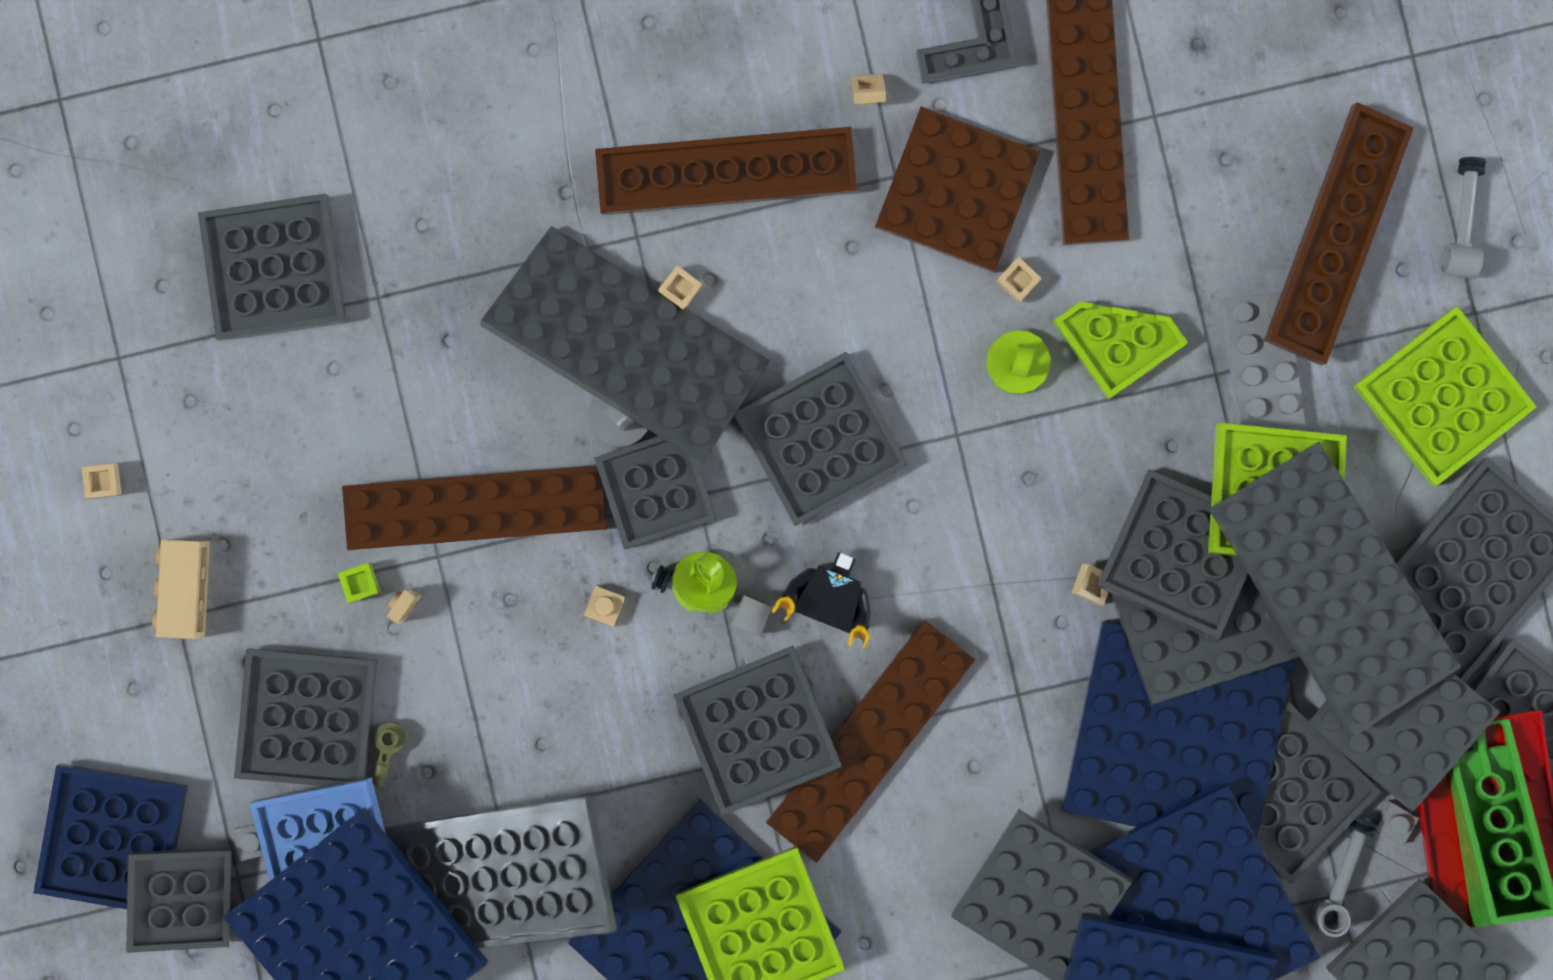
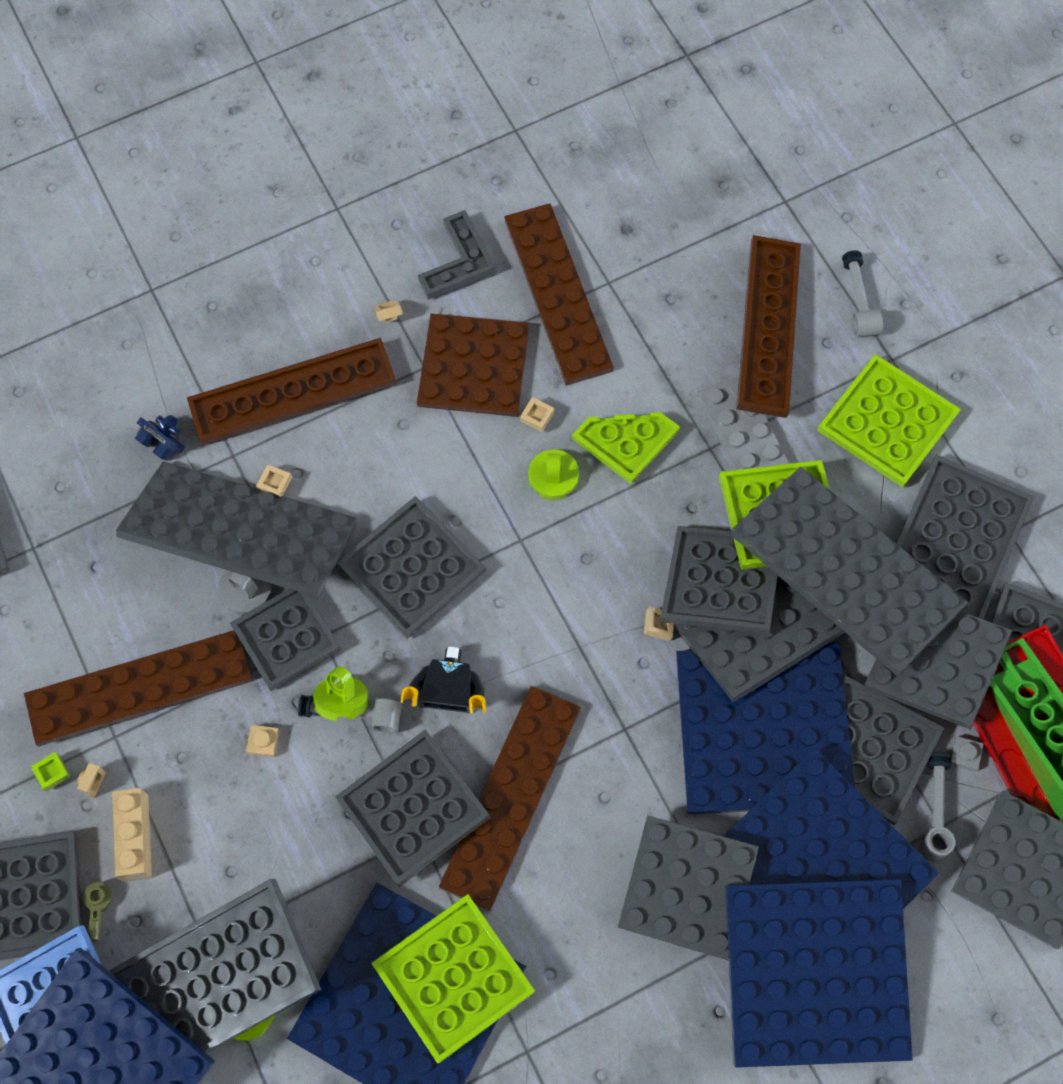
camera: 10 degrees left, 20 degrees down
(439, 681) = (131, 835): none -> tan brick
(558, 190) = (167, 443): none -> dark blue hips

